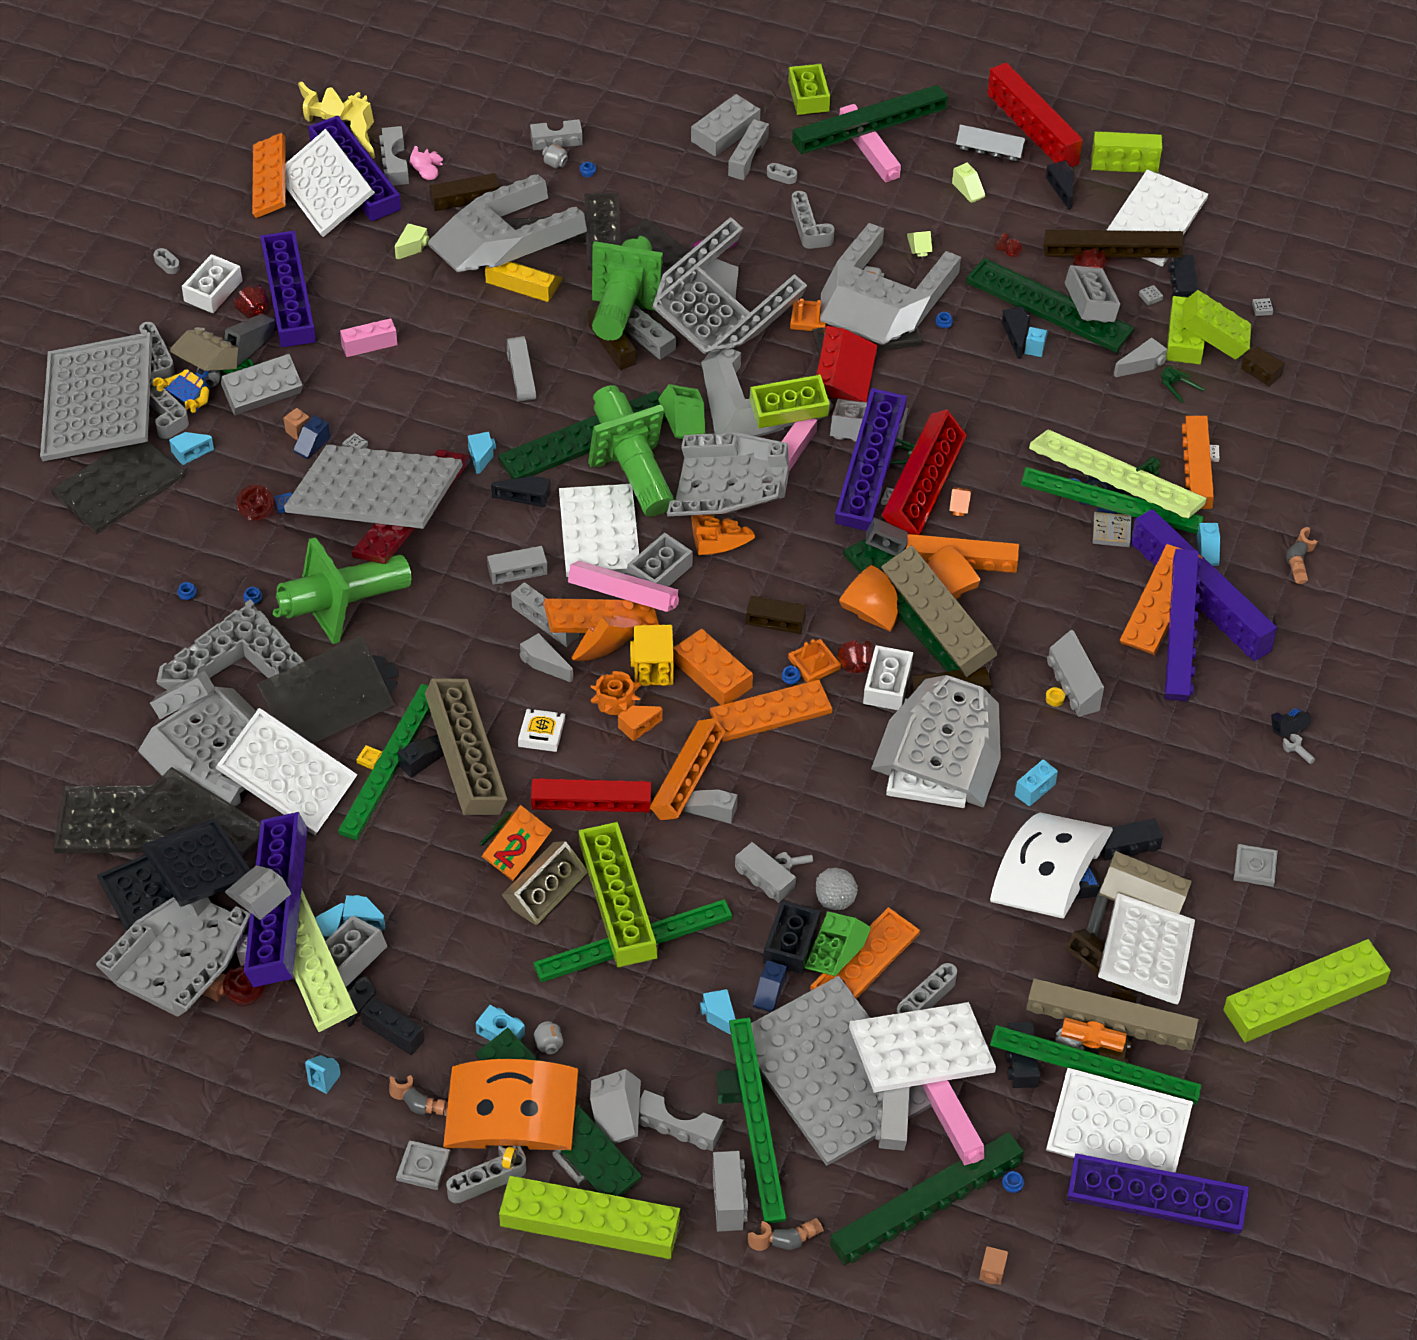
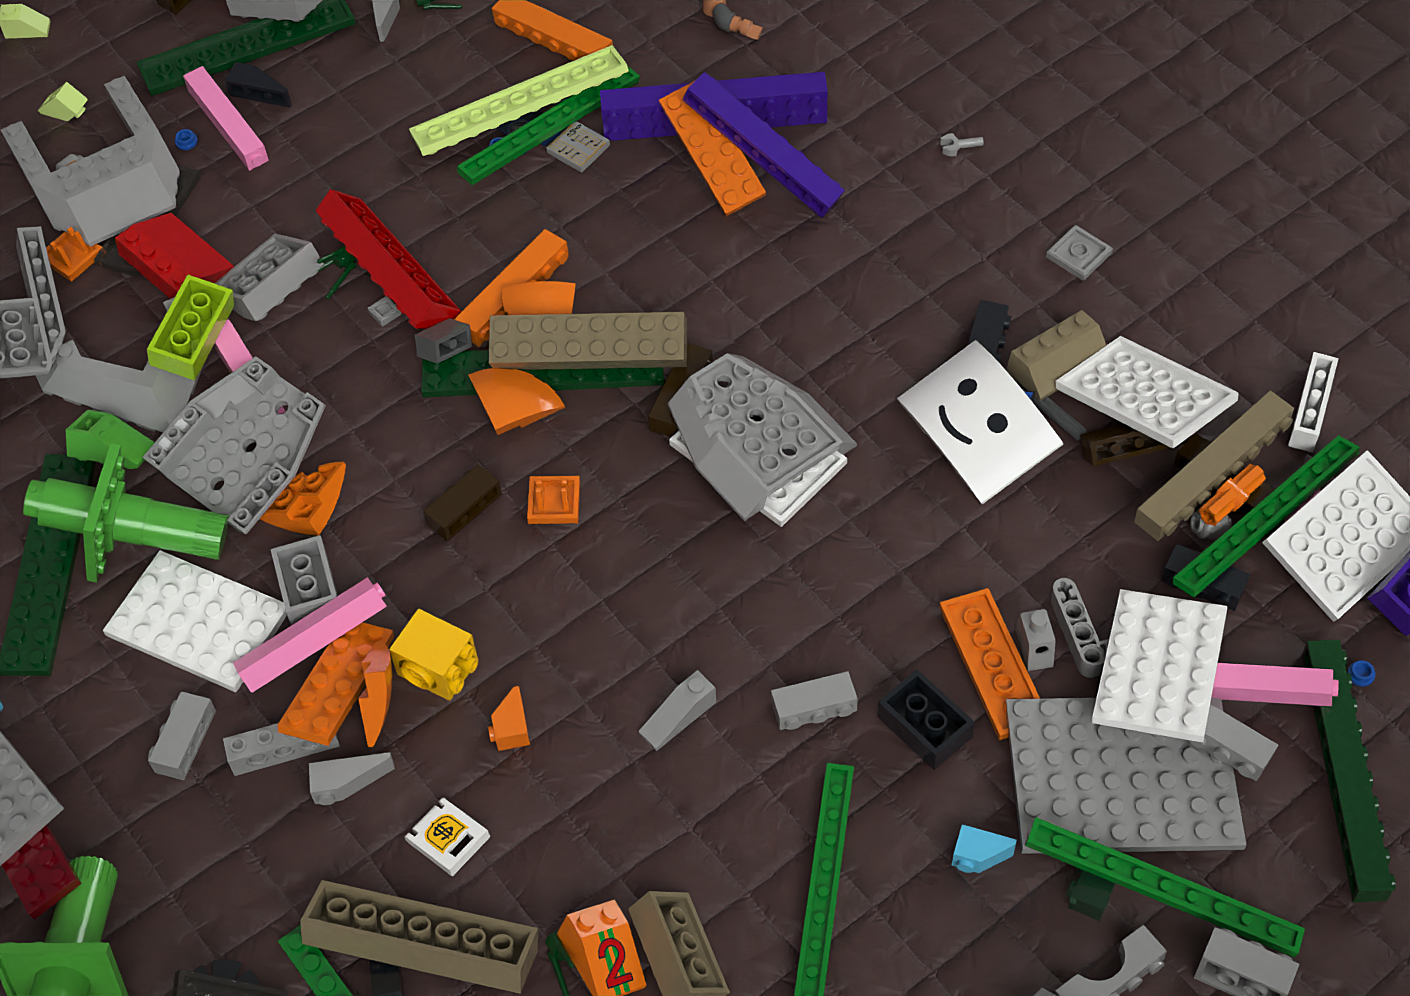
camera: 55 degrees left, 5 degrees up
(524, 490) = (77, 667): black slope -> none
(591, 795) = (583, 831): red brick -> none
(615, 693) = (458, 724): orange brick -> none
(617, 894) = (758, 873): lime brick -> none
(687, 769) = (620, 706): orange brick -> none
(712, 667) = (494, 602): orange brick -> none
(770, 986) = (975, 778): dark blue slope -> none
(772, 710) = (588, 580): orange plate -> none
(784, 1238) = (1331, 944): nougat piece -> none
(788, 671) = (554, 526): blue plate -> none
(789, 862) = (811, 667): light grey bar -> none
(836, 889) = (885, 640): light grey hair -> none
(837, 943) = (966, 677): bright green slope -> none
(855, 656) = (584, 454): clear red cone -> none
(870, 459) = (334, 295): dark purple brick -> none
(888, 678) = (633, 439): white brick -> none
(897, 973) = (1035, 631): none -> light grey torso
(960, 501) = (441, 250): slope -> none
(977, 329) = (226, 118): none -> bright pink brick
(1011, 247) = (143, 32): clear red plate -> none
(1035, 341) = (287, 75): medium azure slope -> none
(1036, 783) = (862, 379): medium azure brick -> none
(1055, 696) = (756, 306): yellow tile -> none
(1076, 674) = (750, 269): light grey slope -> none
(1150, 466) = (524, 72): dark green plant -> none
(1209, 542) = (657, 71): medium azure slope -> none
(1223, 1060) = (1313, 402): none -> white brick
(1290, 723) = (928, 128): black leg -> none
(1306, 990) = (1262, 291): lime brick -> none

